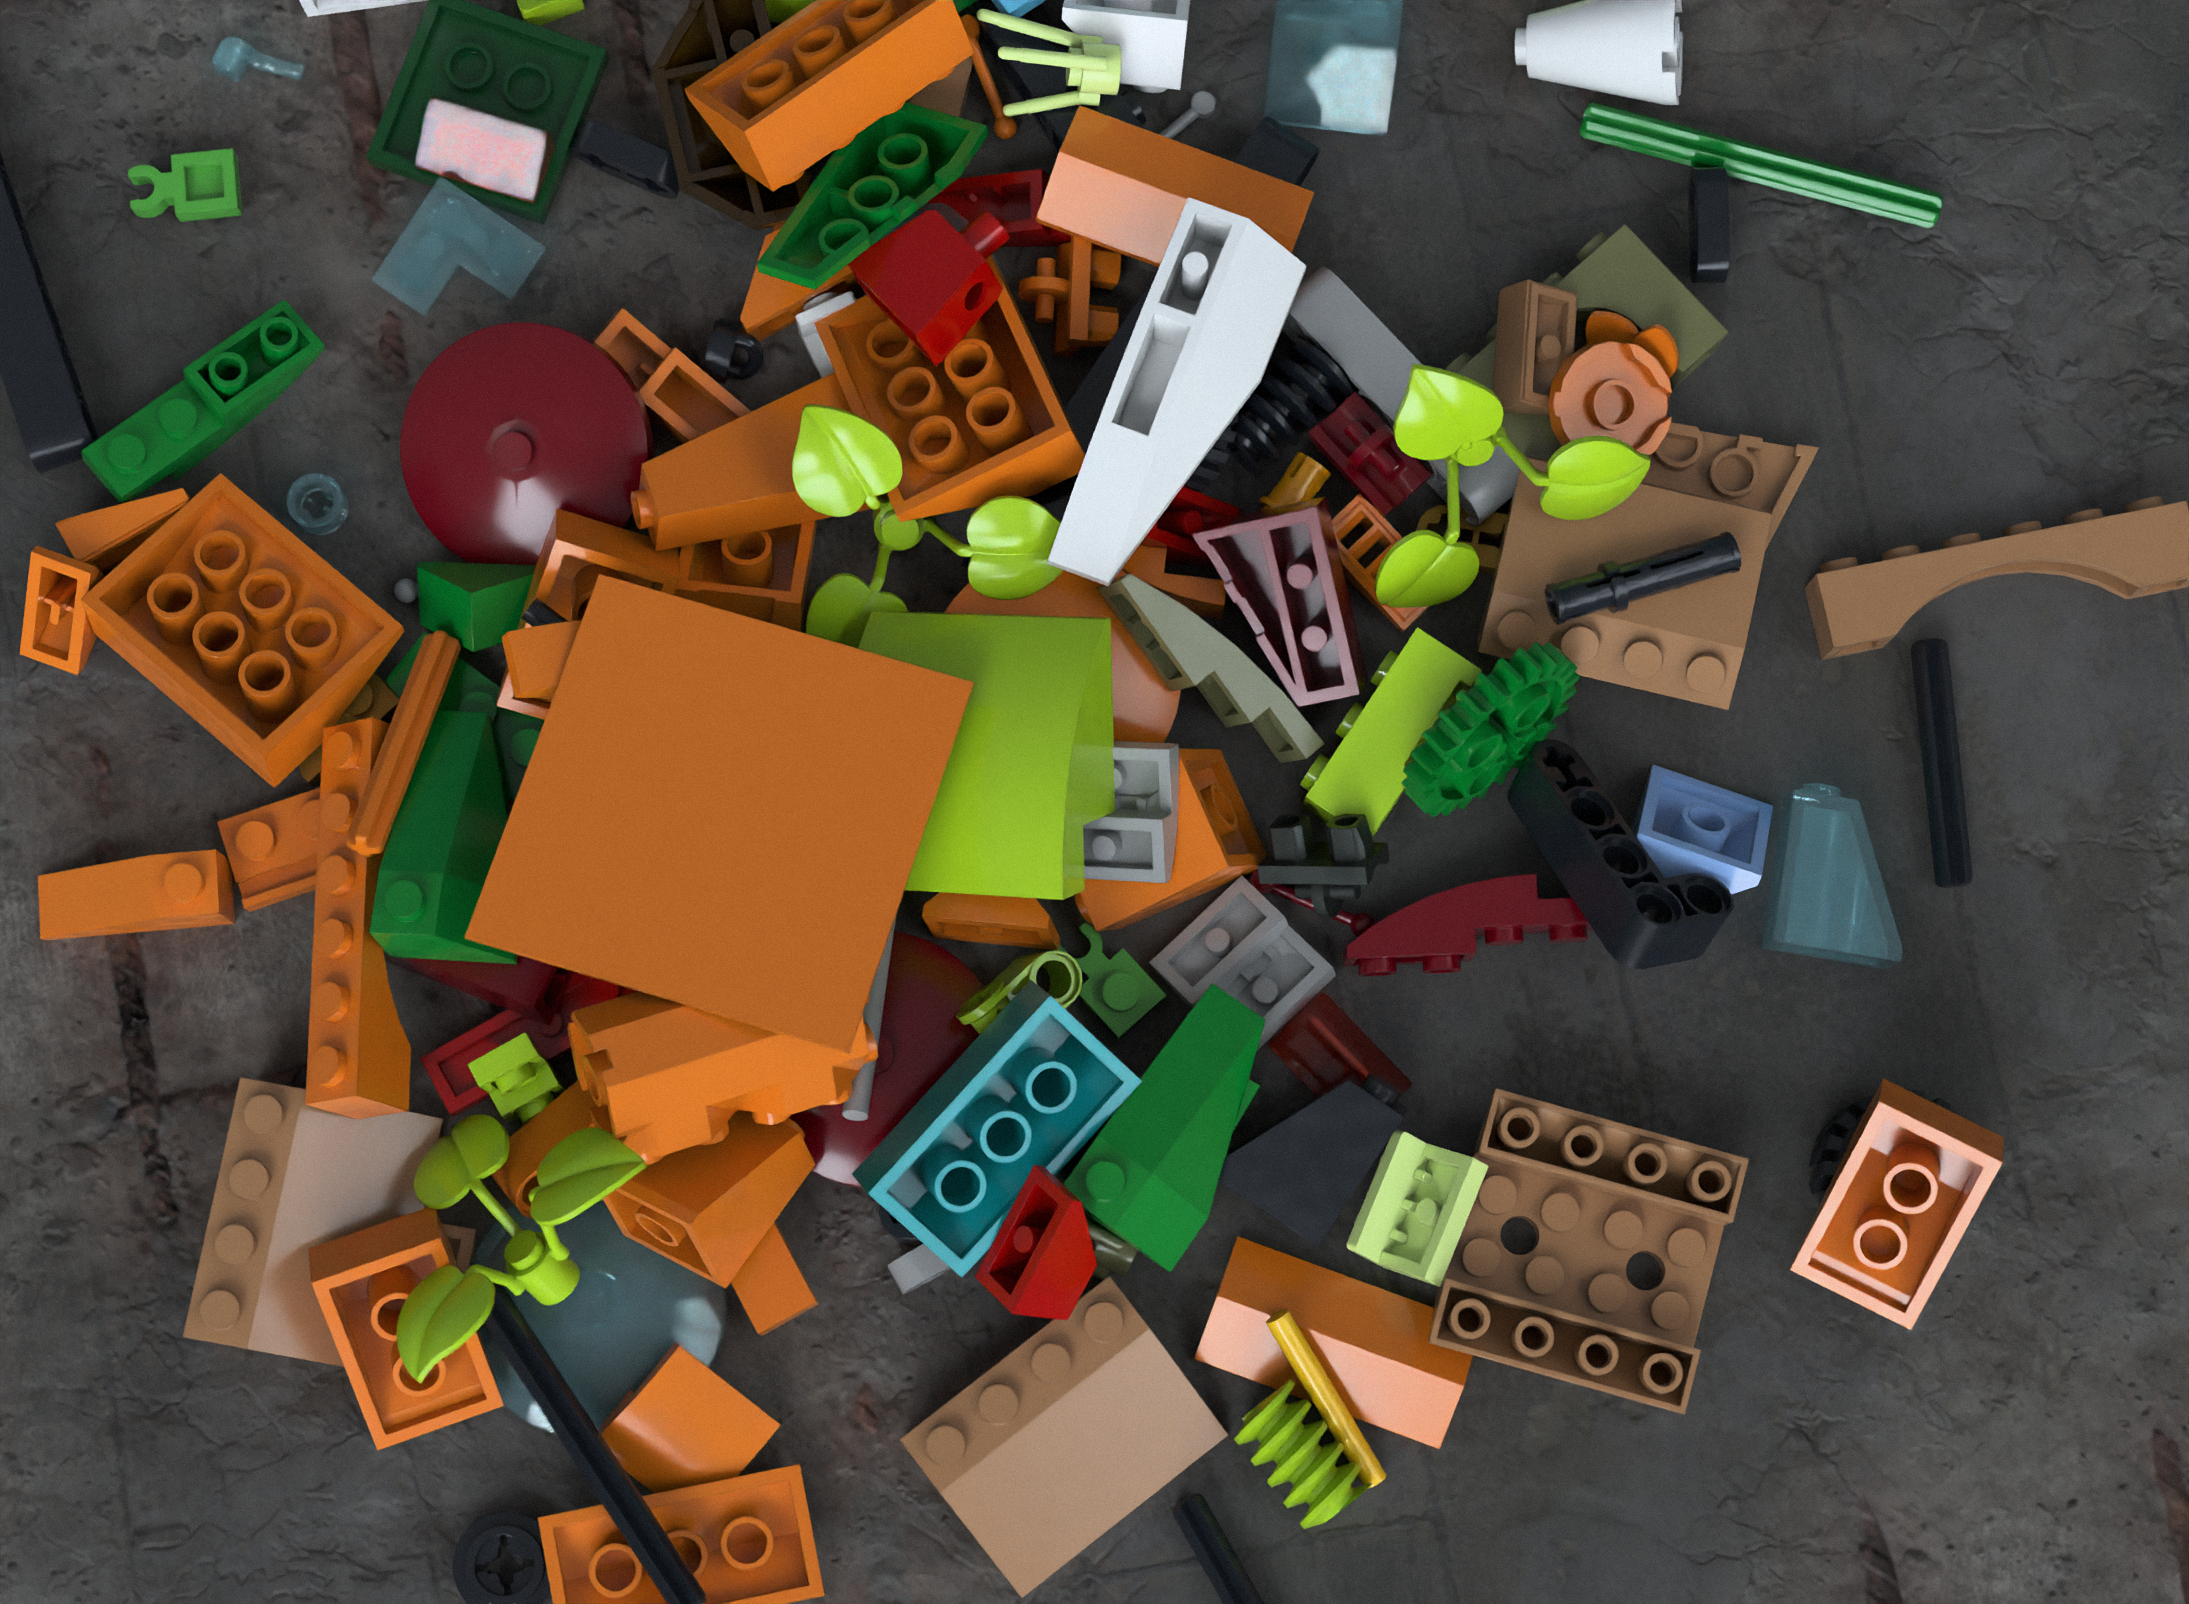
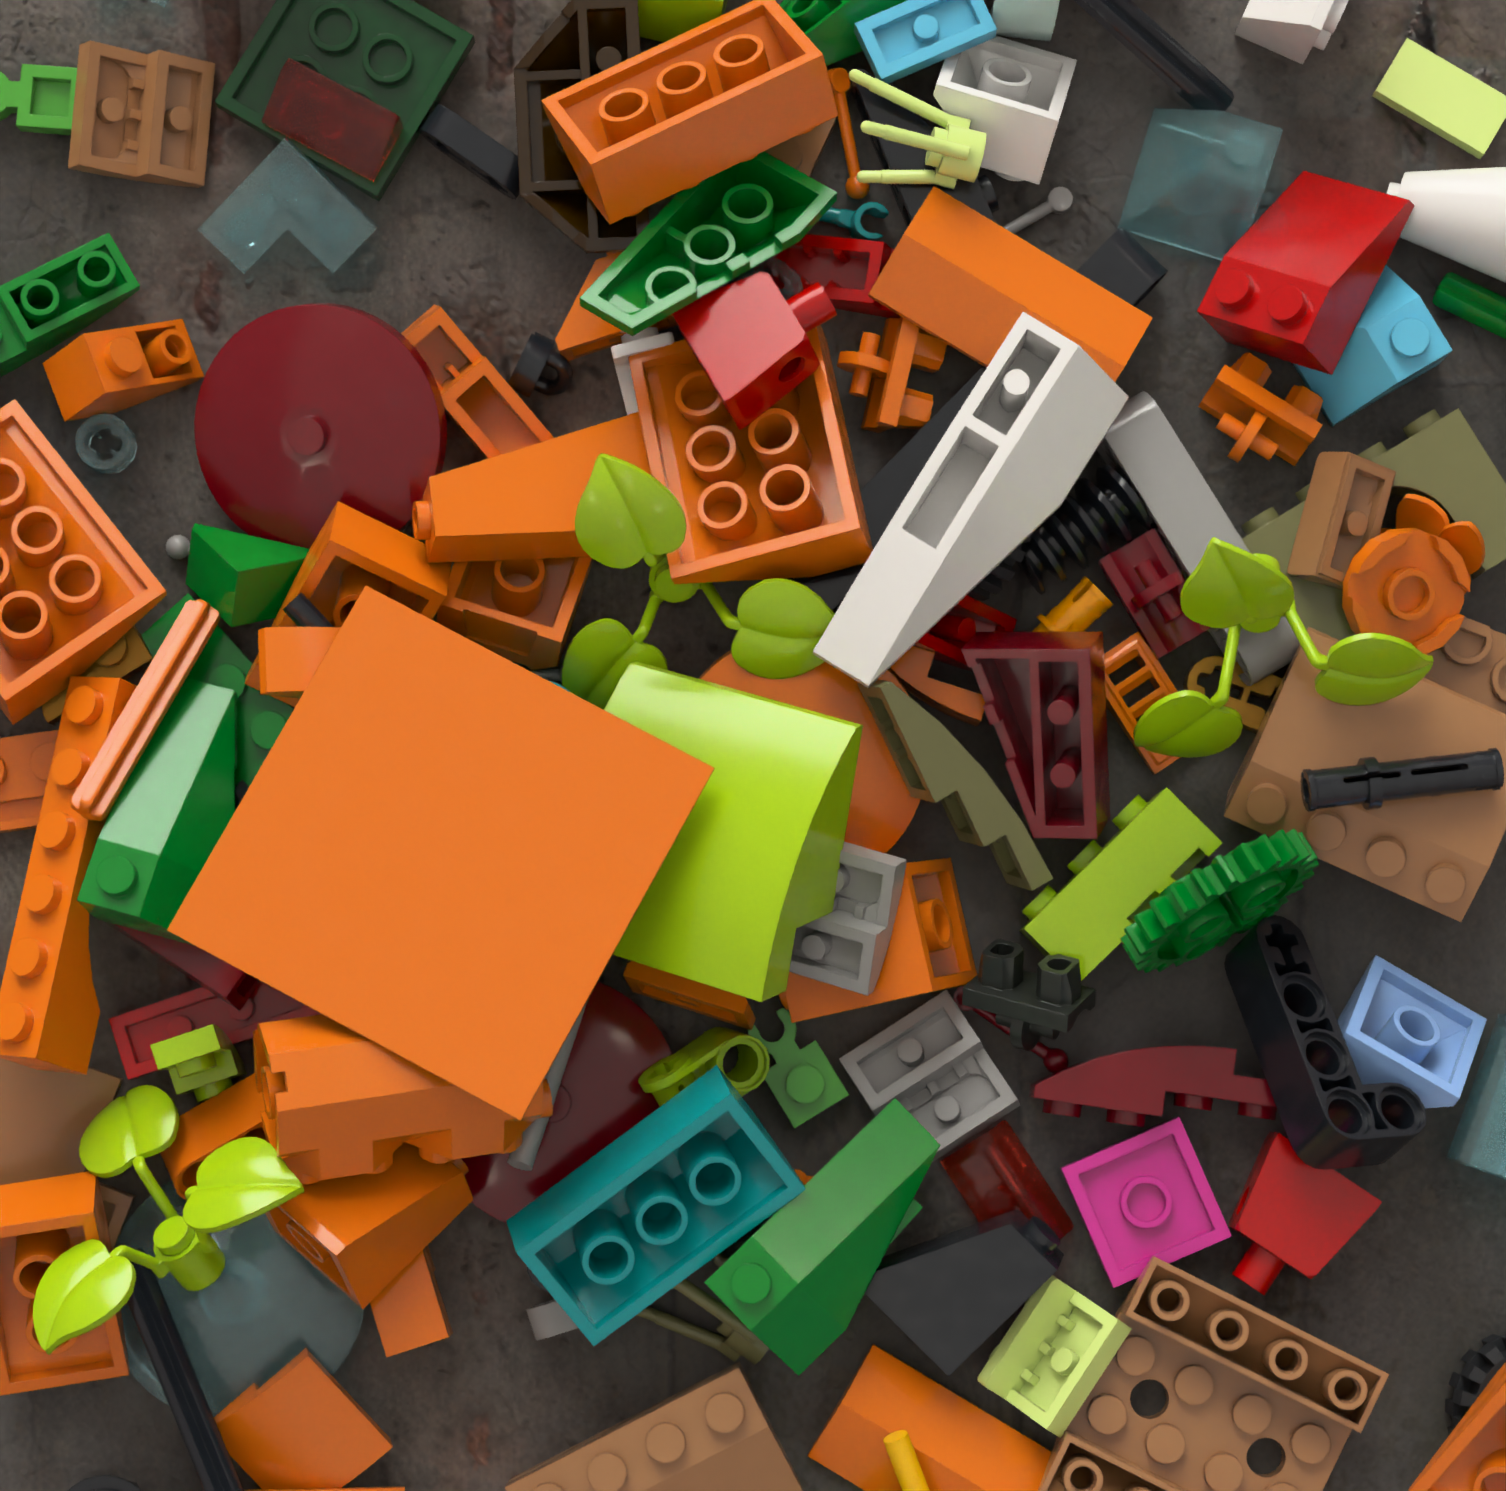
camera: 15 degrees right, 5 degrees up
(296, 184) = (141, 115): none -> medium nougat slope
(319, 426) = (121, 368): none -> orange slope
(1005, 158) = (851, 219): none -> teal hand
(1040, 1251) = (674, 1337): red slope -> none
(1436, 269) = (1259, 417): none -> orange hips
(1451, 125) = (1305, 271): none -> red slope
(1474, 1040) = (1145, 1201): none -> dark pink plate
(1518, 181) = (1386, 350): none -> medium azure slope
(1625, 1026) = (1294, 1215): none -> red torso

